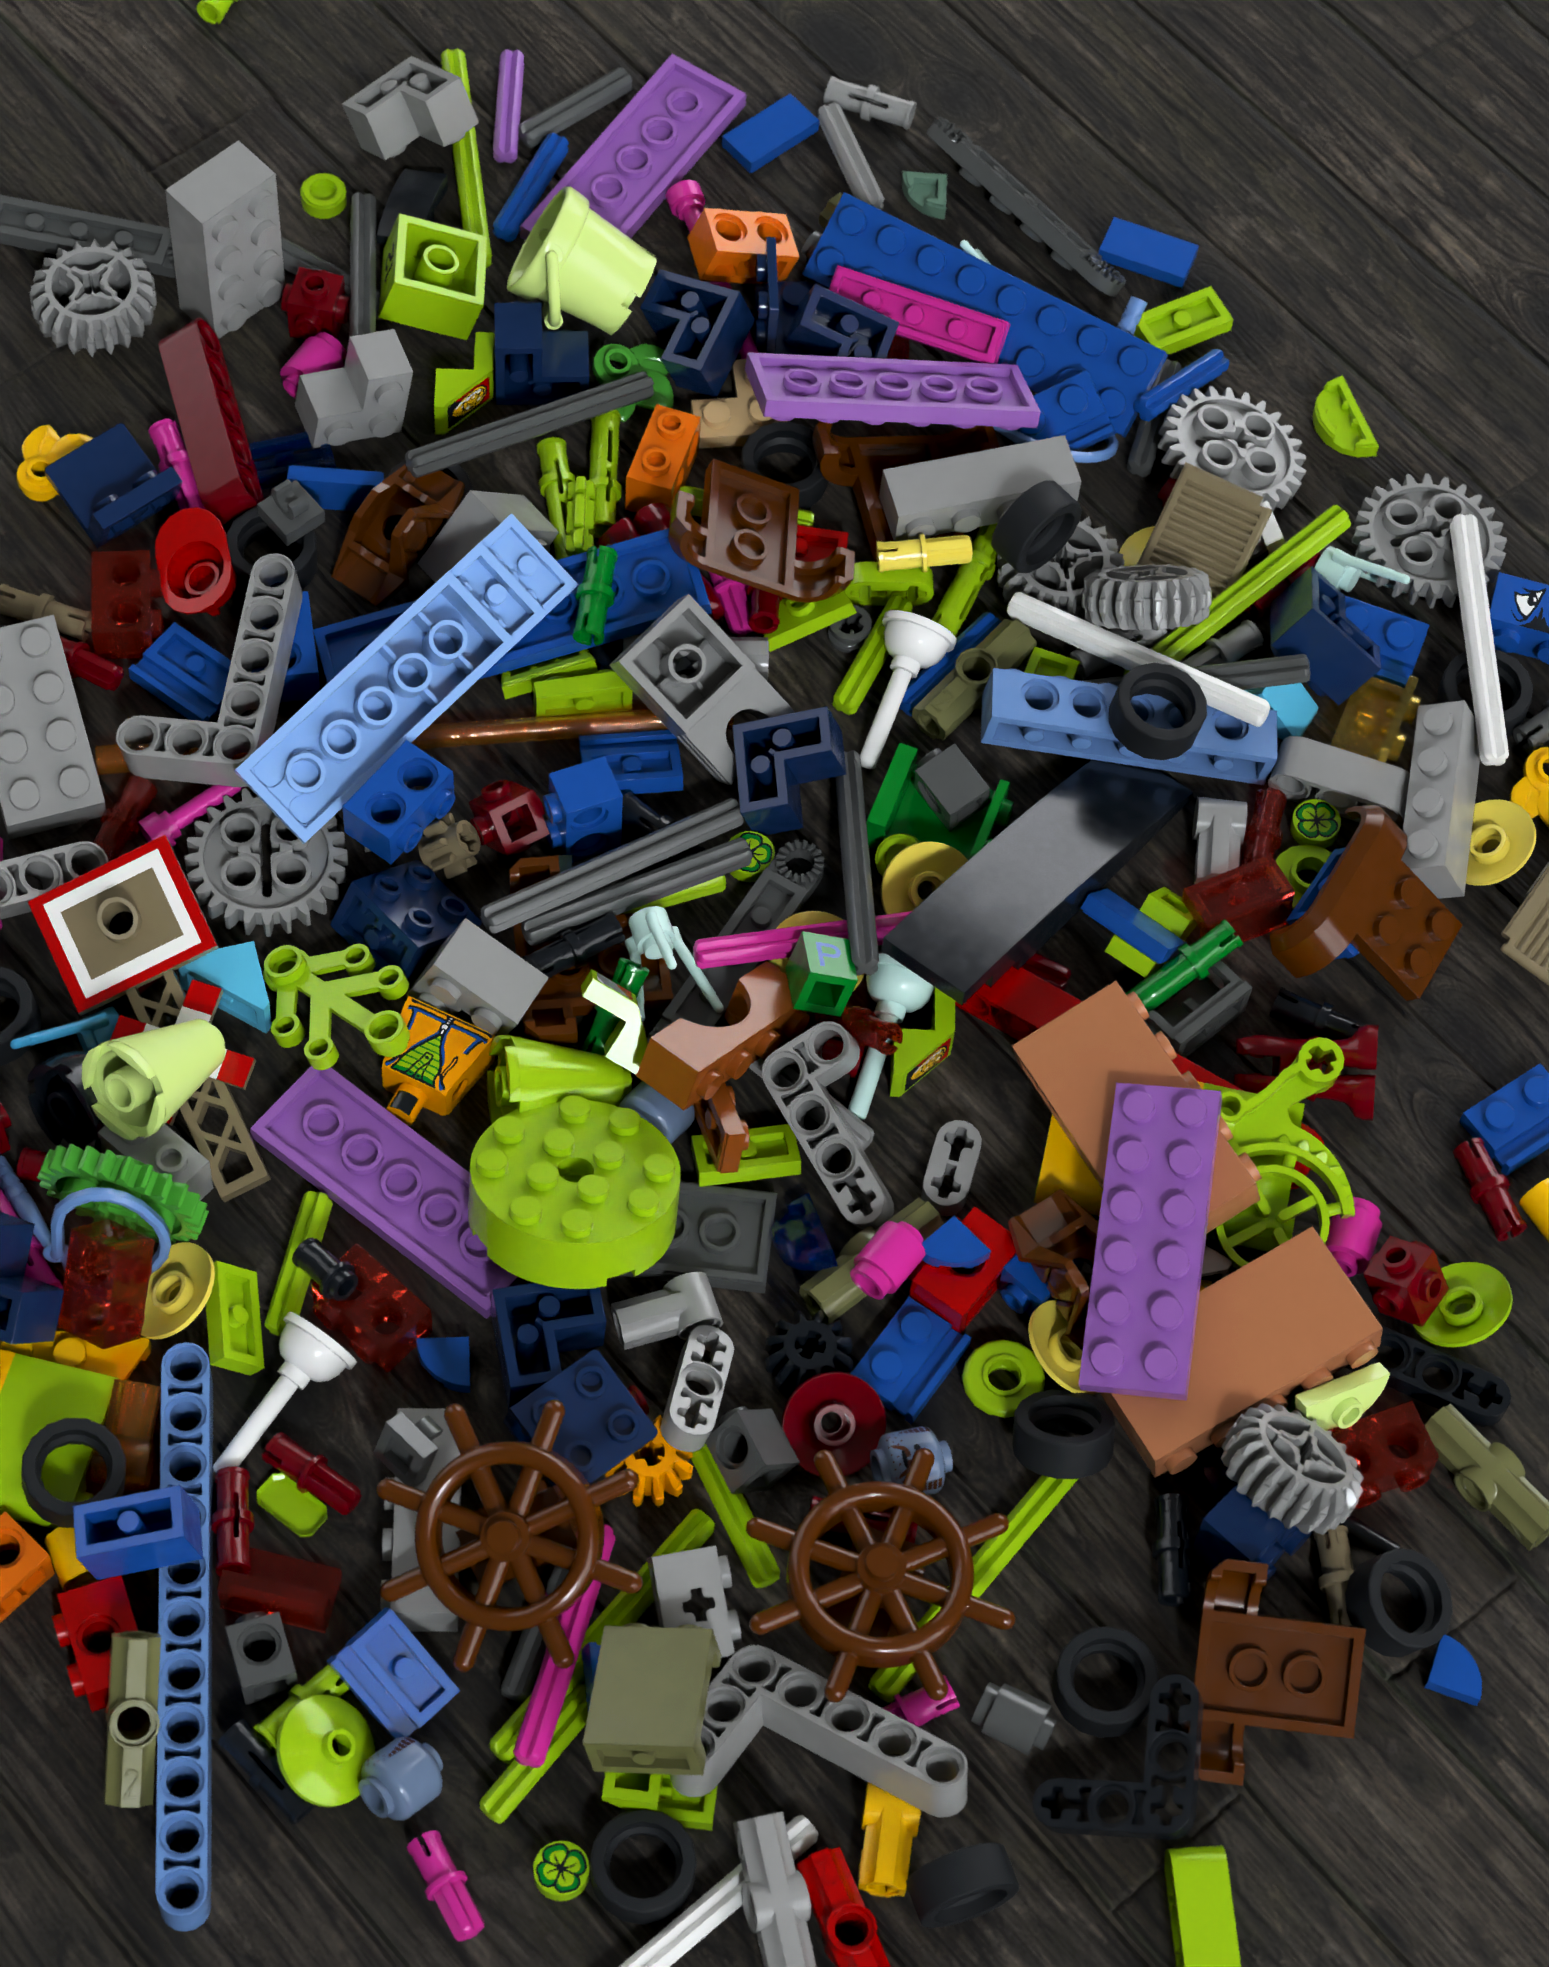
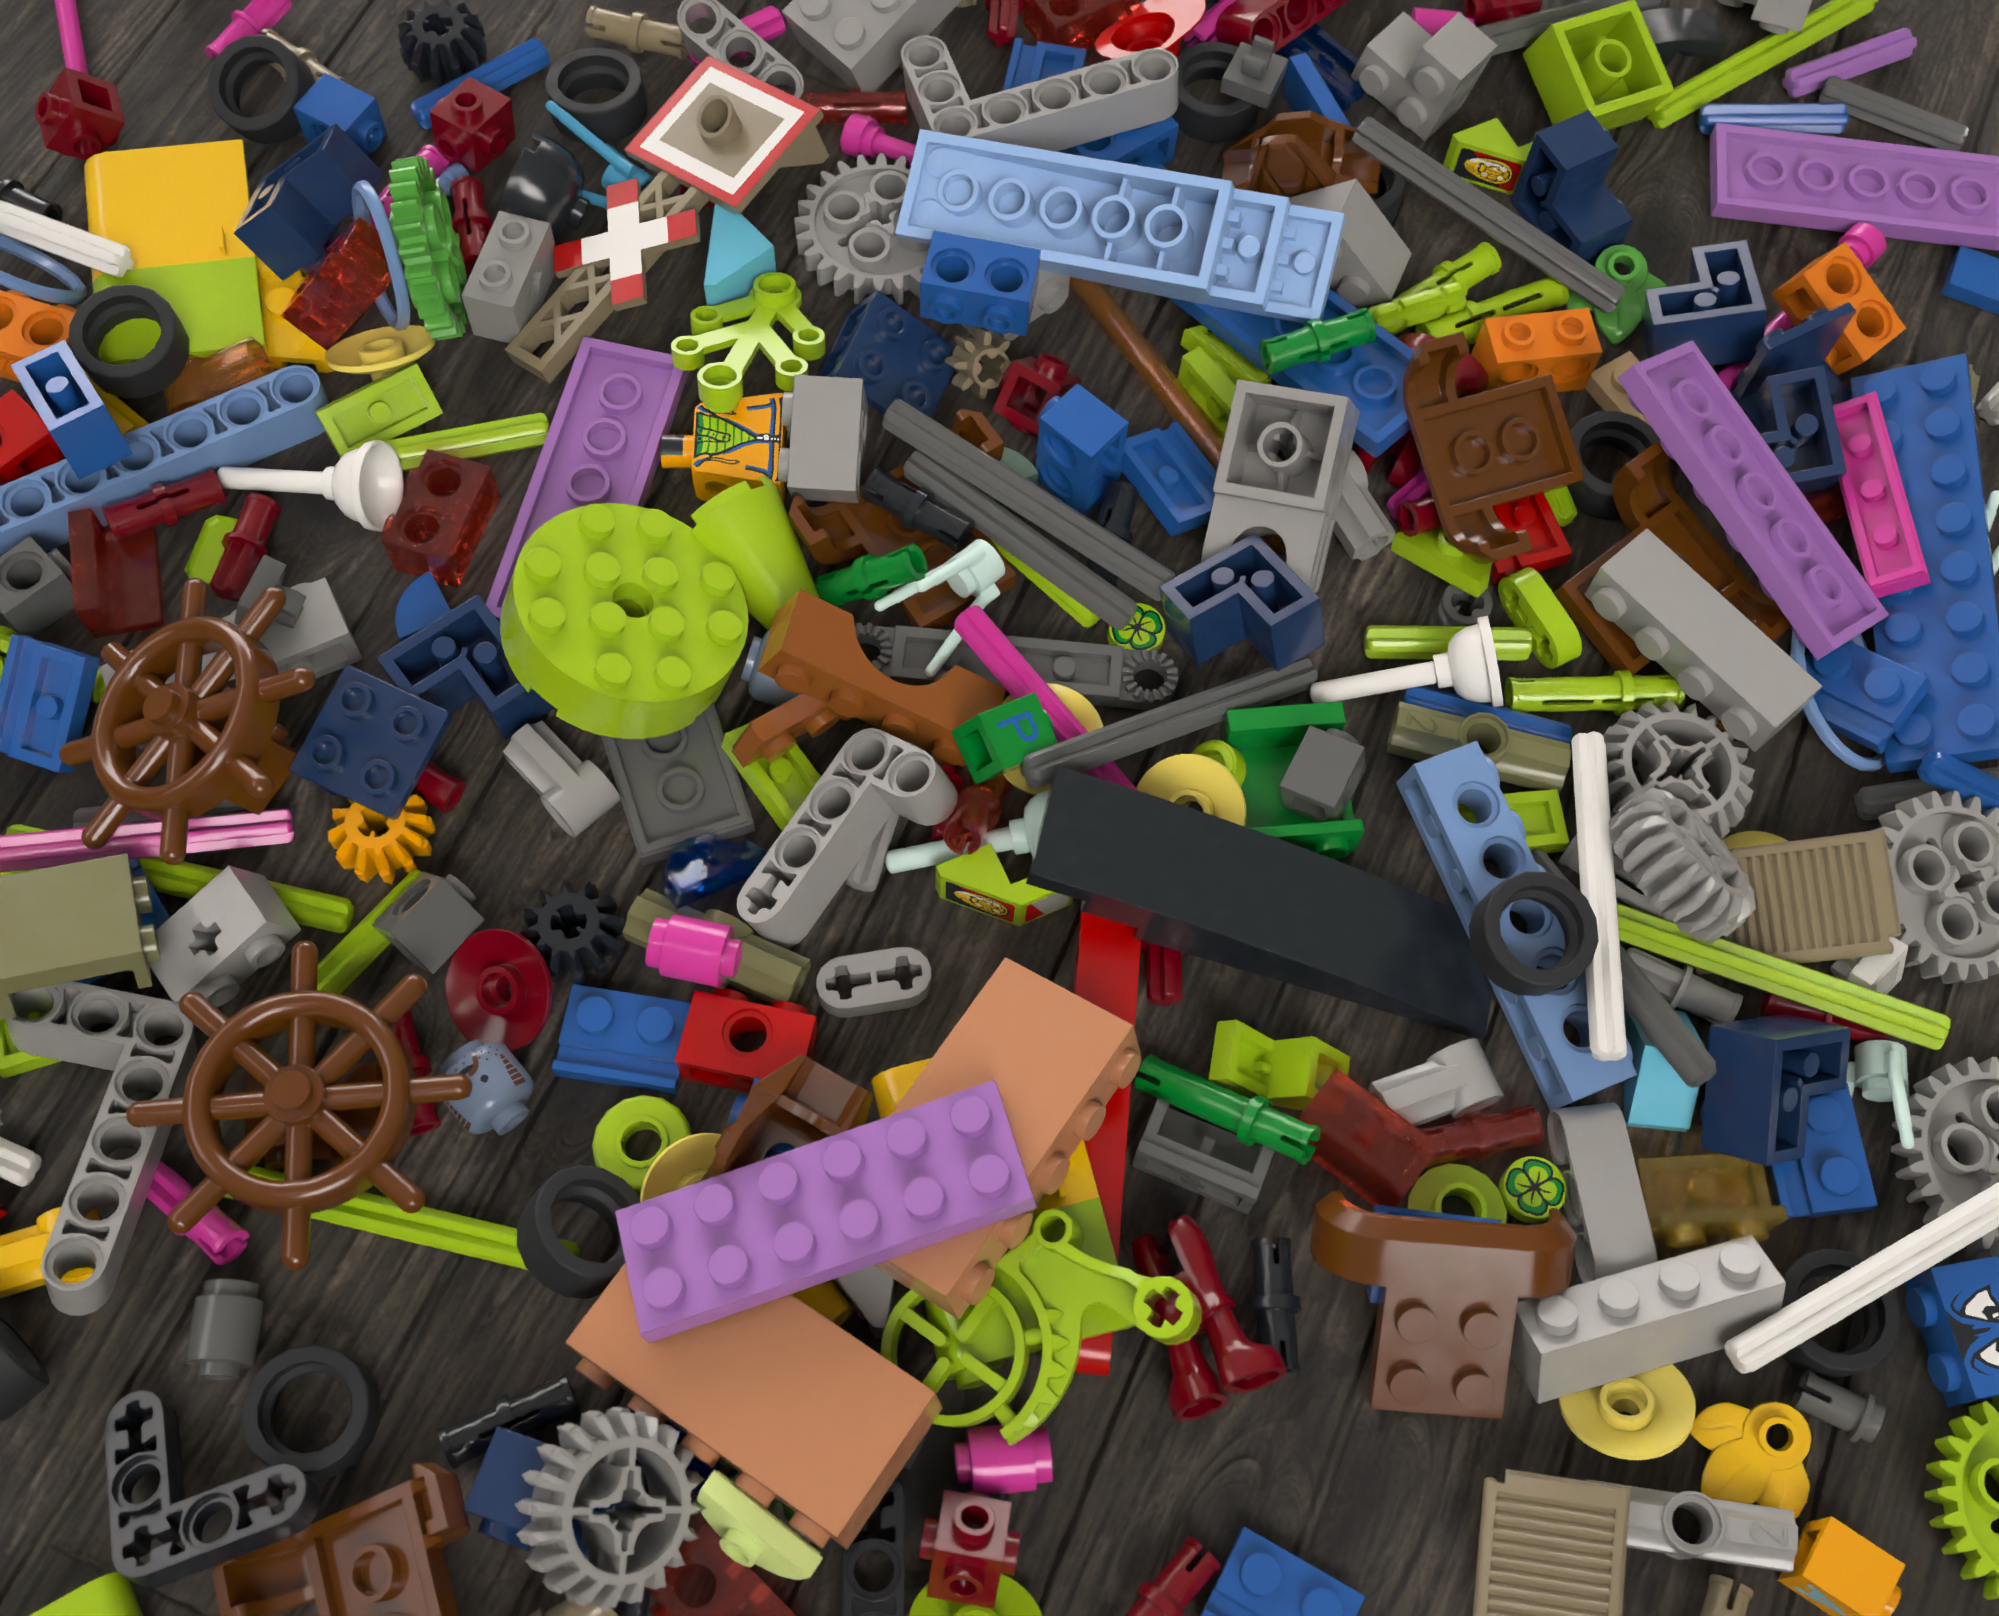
camera: 65 degrees right, 5 degrees up
(150, 1074) = (565, 212): yellowish green cone -> none
(334, 1277) = (431, 456): black pin -> none
(580, 265) = (1694, 168): yellowish green piece -> none
(628, 1039) = (855, 564): slope -> none
(684, 1400) = (430, 826): light grey beam -> none
(923, 552) = (1584, 621): light yellow axle -> none
(954, 1246) = (747, 1012): blue tile -> none
(1036, 526) = (1669, 680): black tyre -> none
(1132, 925) = (1264, 1036): blue tile -> none

